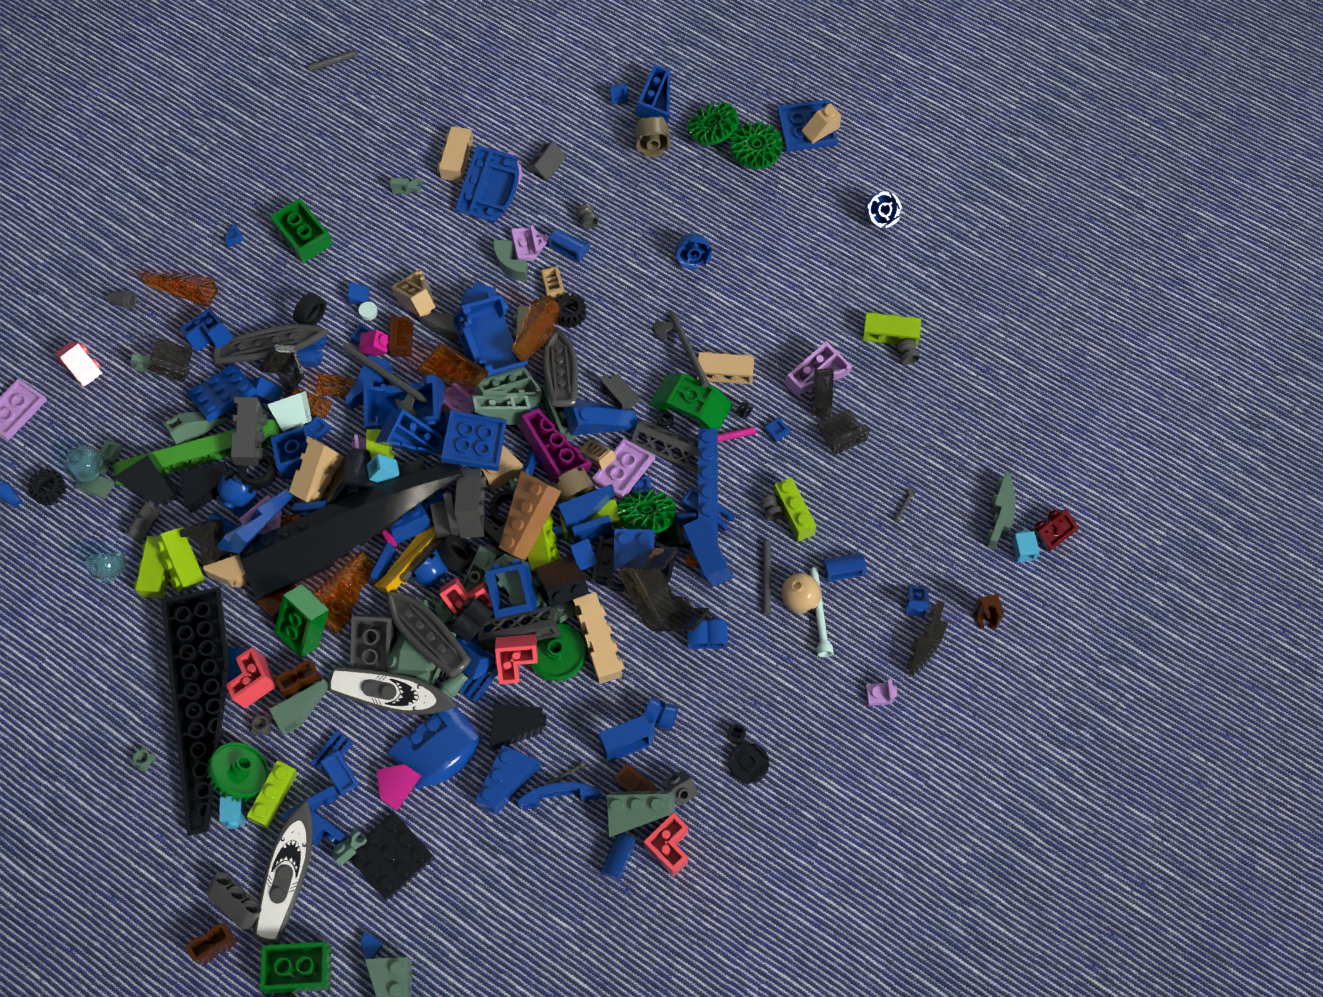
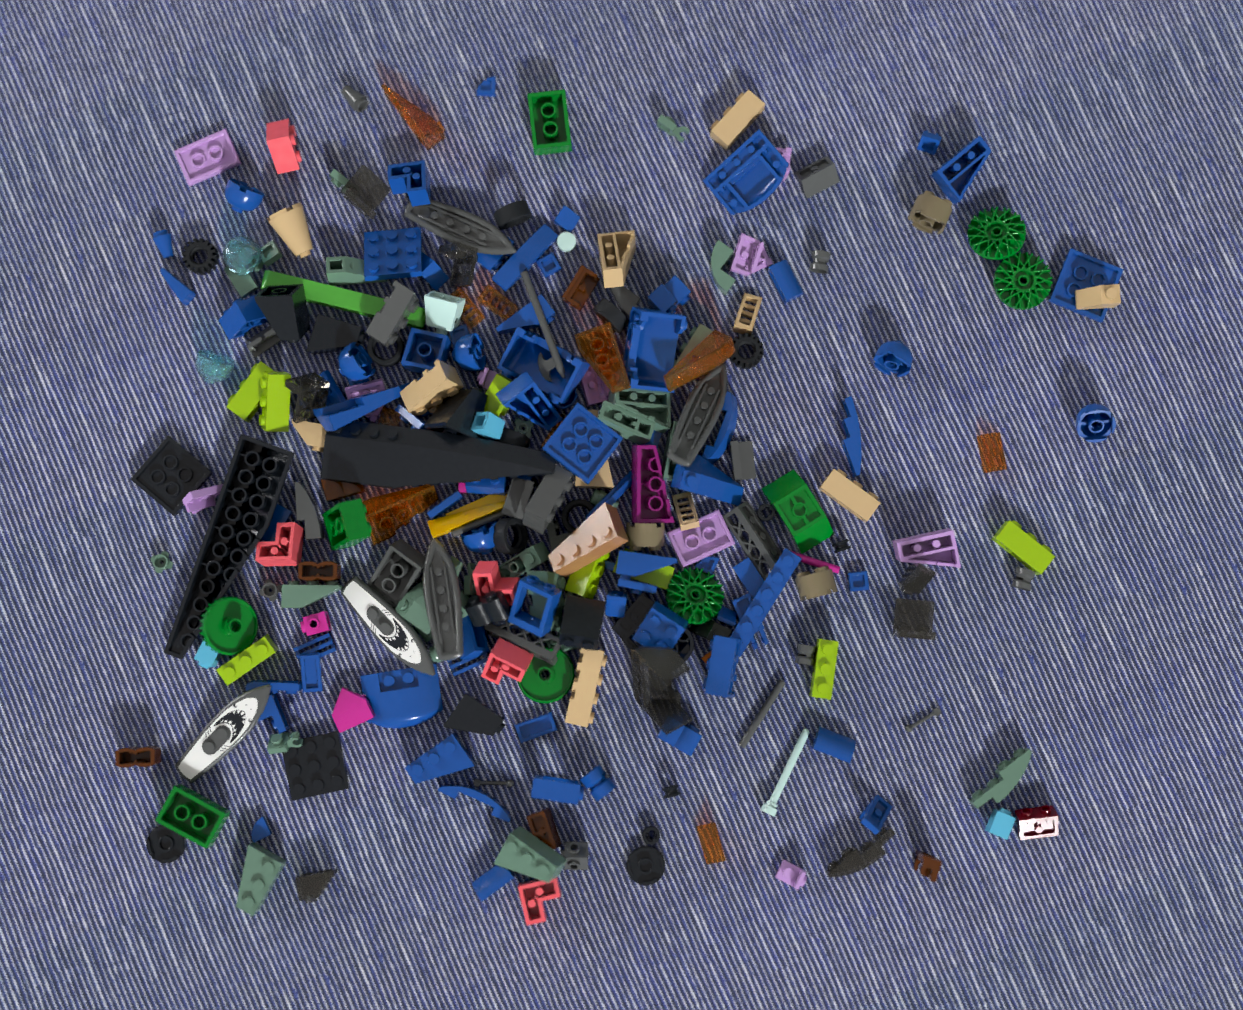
camera: 30 degrees right, 20 degrees up
(42, 521) = (183, 293): none -> blue slope
(61, 417) = (242, 196): none -> blue cylinder
(113, 507) = (242, 317): none -> blue brick
(114, 679) = (171, 475): none -> black plate
(120, 419) = (293, 229): none -> tan cone
(152, 679) = (201, 498): none -> lavender slope
(233, 900) = (171, 739): dark grey beam -> none
(261, 639) = (307, 511): none -> dark grey slope
(328, 728) = (322, 620): none -> dark pink brick
(333, 432) = (468, 353): none -> blue cylinder
(339, 335) = (525, 257): none -> blue slope
(374, 343) = (552, 283): dark pink brick -> none
(437, 334) = (610, 313): none -> black tyre
(451, 962) = (313, 884): none -> clear smoke slope
(576, 703) = (536, 727): none -> blue tile
(592, 376) = (726, 432): none -> blue slope
(662, 328) = (816, 420): dark grey piece -> none
(682, 475) = (749, 576): none -> blue tile
(700, 326) = (852, 443): none -> blue slope
(730, 684) = (671, 791): none -> black bush
(742, 445) = (815, 584): none -> dark tan brick
(793, 708) = (710, 843): none -> clear orange slope
(801, 593) = (781, 748): tan cylinder -> none
(818, 278) = (991, 452): none -> clear orange slope

